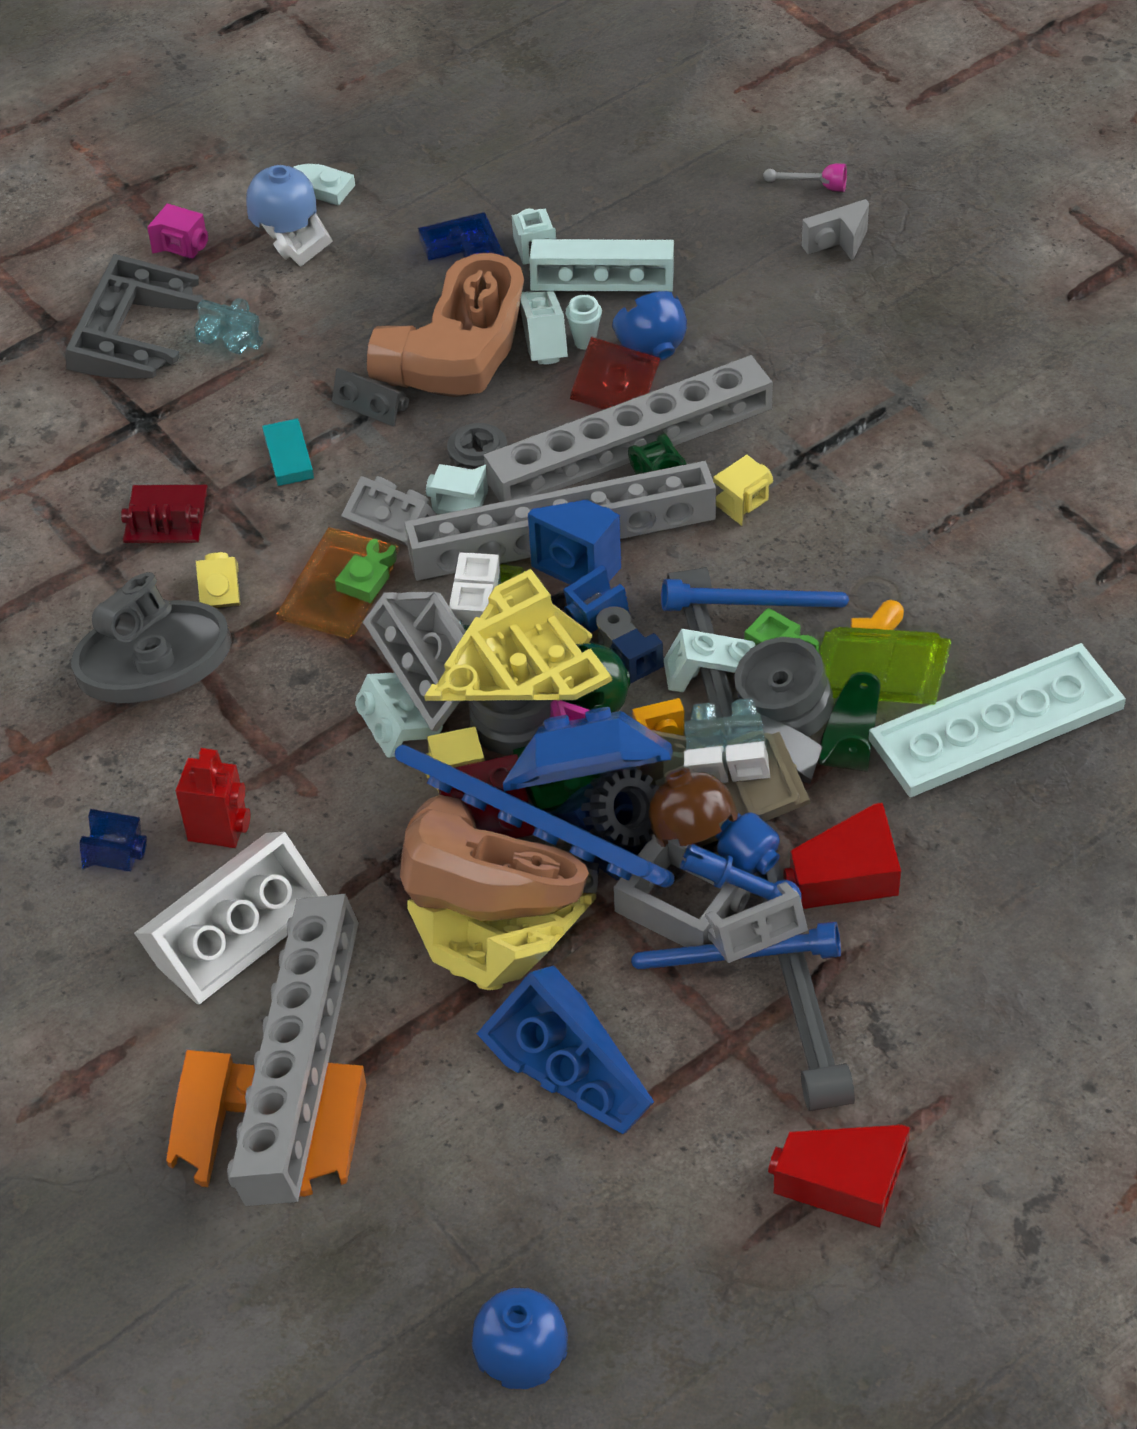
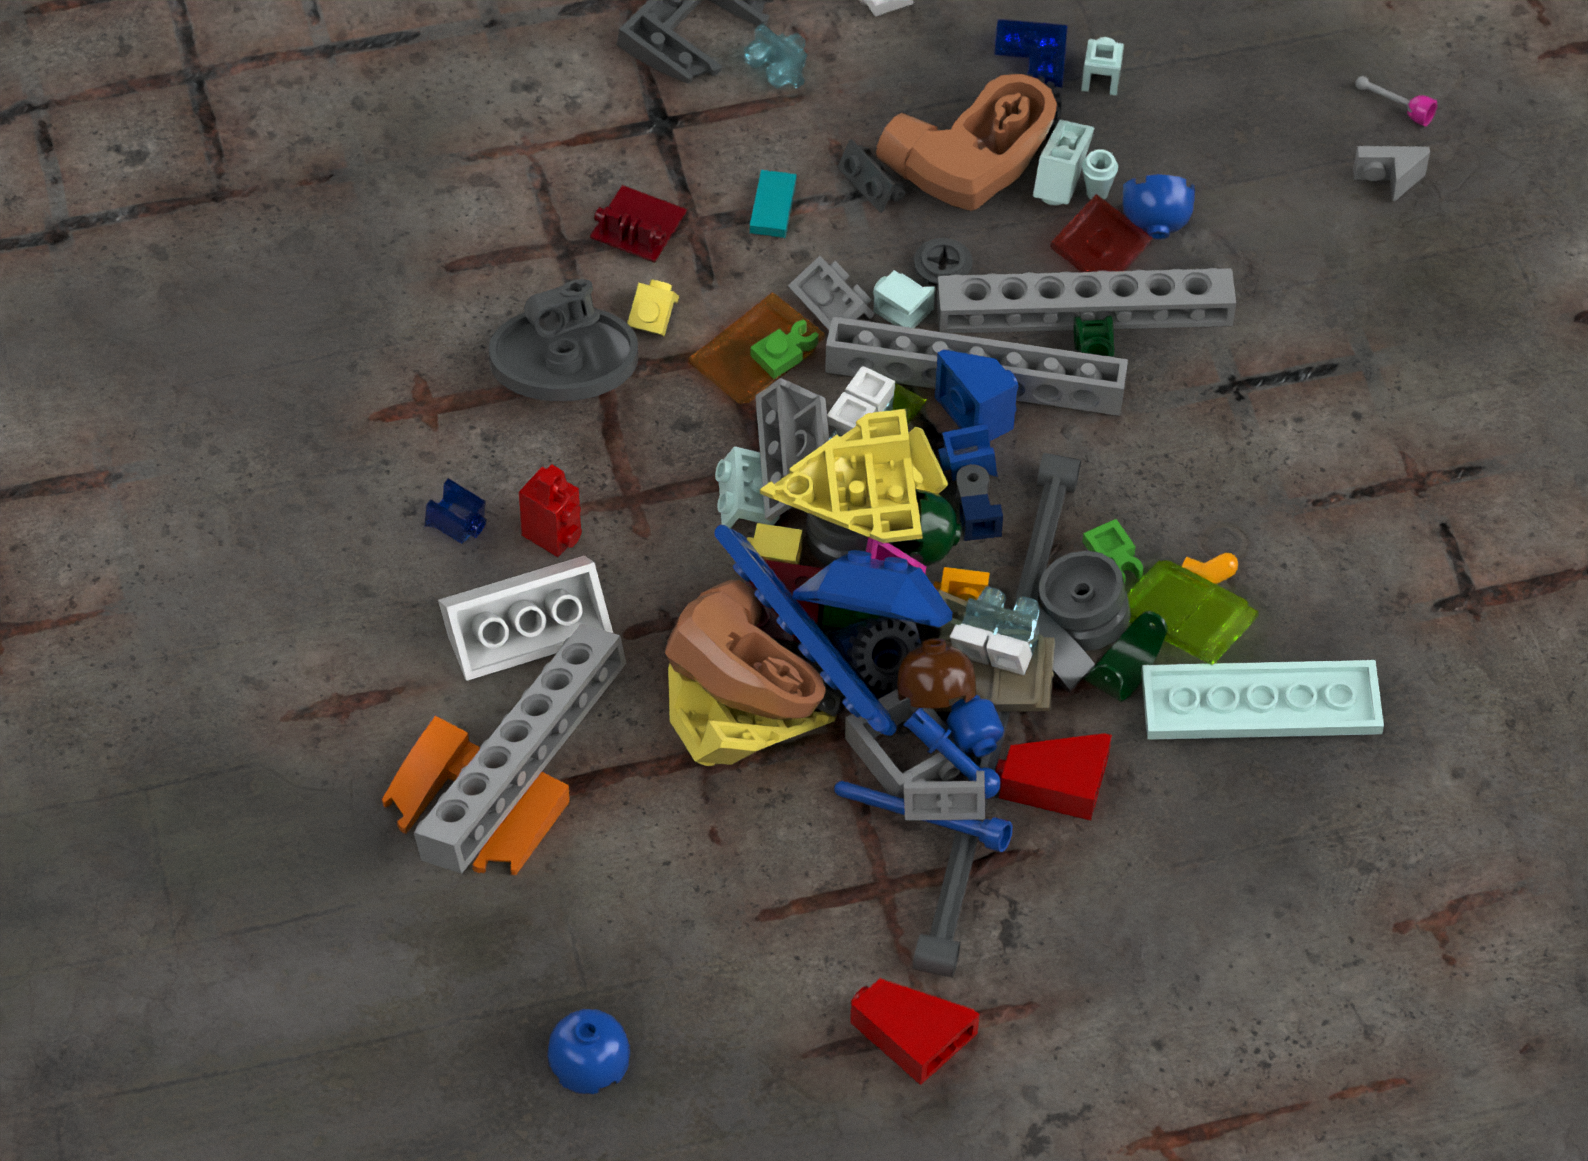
camera: 20 degrees right, 5 degrees up
(561, 1043) = (738, 828): blue wedge -> none
(601, 265) = (1147, 122): light aqua brick -> none
(678, 595) = (1040, 478): blue piece -> none
(698, 650) = (1036, 538): light aqua bracket -> none
(744, 487) = (1157, 395): light yellow window -> none

